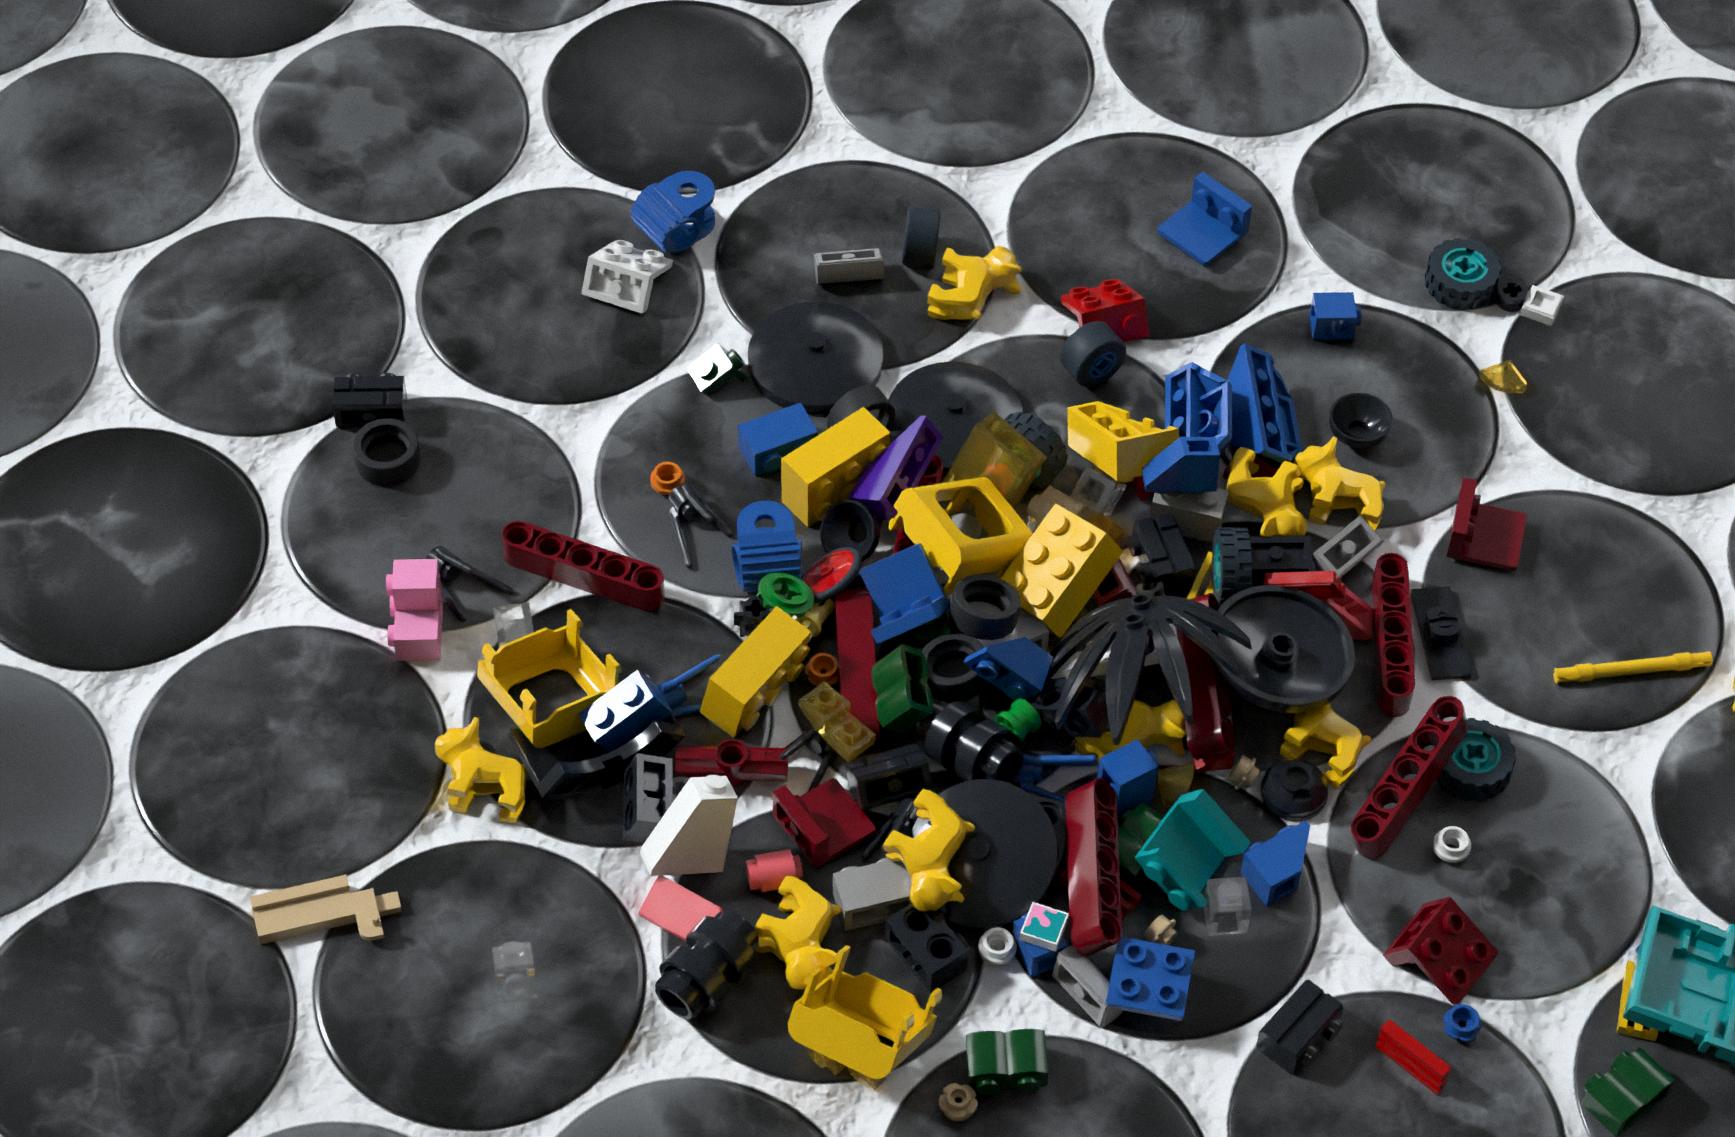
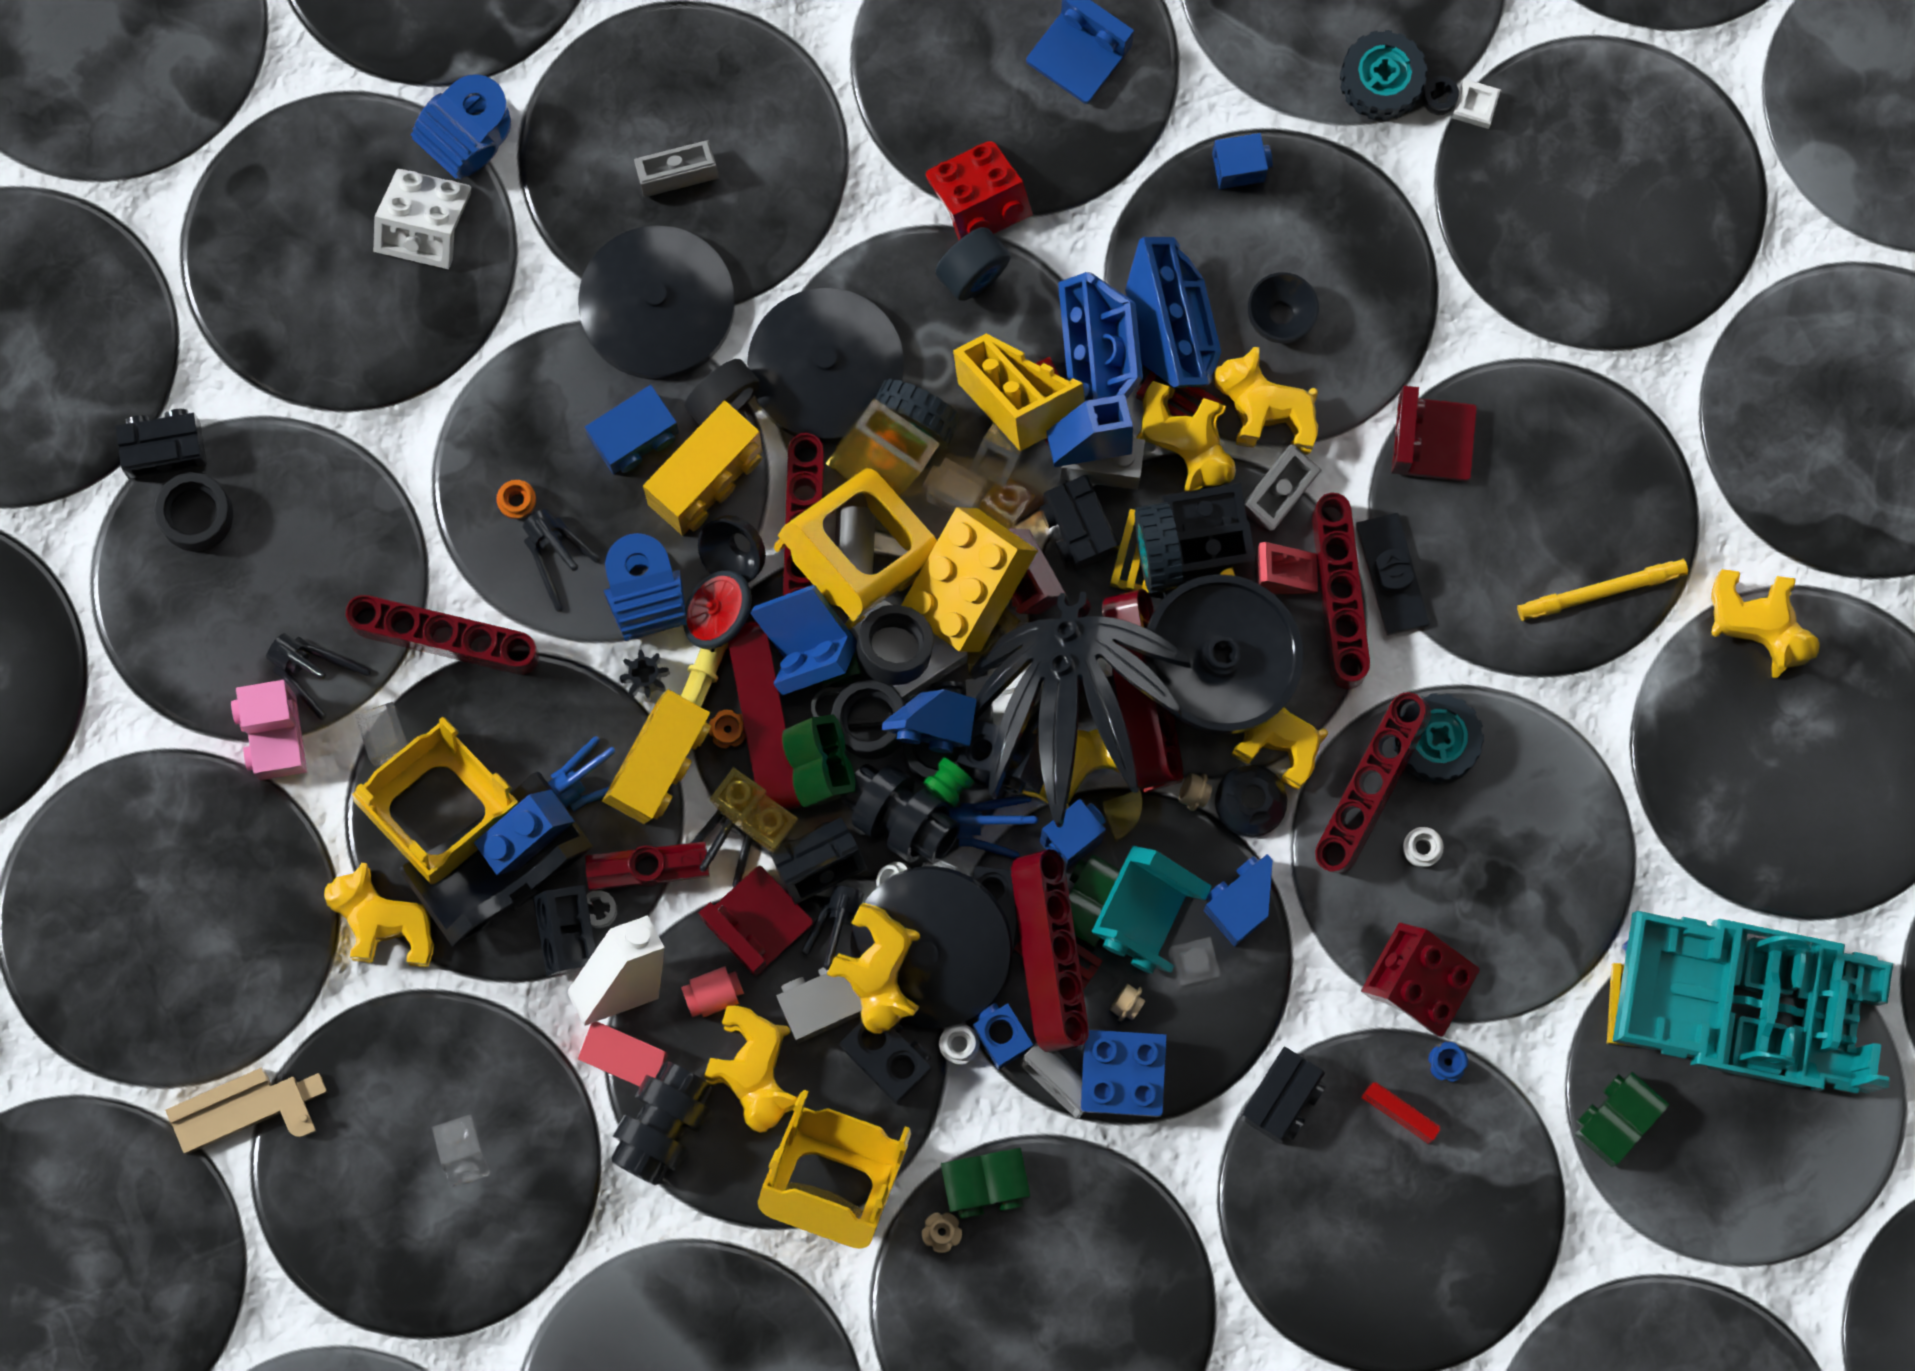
camera: 10 degrees left, 25 degrees up
(716, 368) = (547, 340): bracket -> none
(794, 589) = (681, 639): green gear -> none
(897, 468) = (772, 474): dark purple slope -> none
(921, 237) = (754, 120): black wheel -> none
(974, 281) = (824, 173): yellow animal -> none
(1044, 926) = (1006, 1030): tile -> none
(1316, 583) = (1241, 568): red tile -> none
(1503, 378) = (1439, 214): clear yellow tile -> none

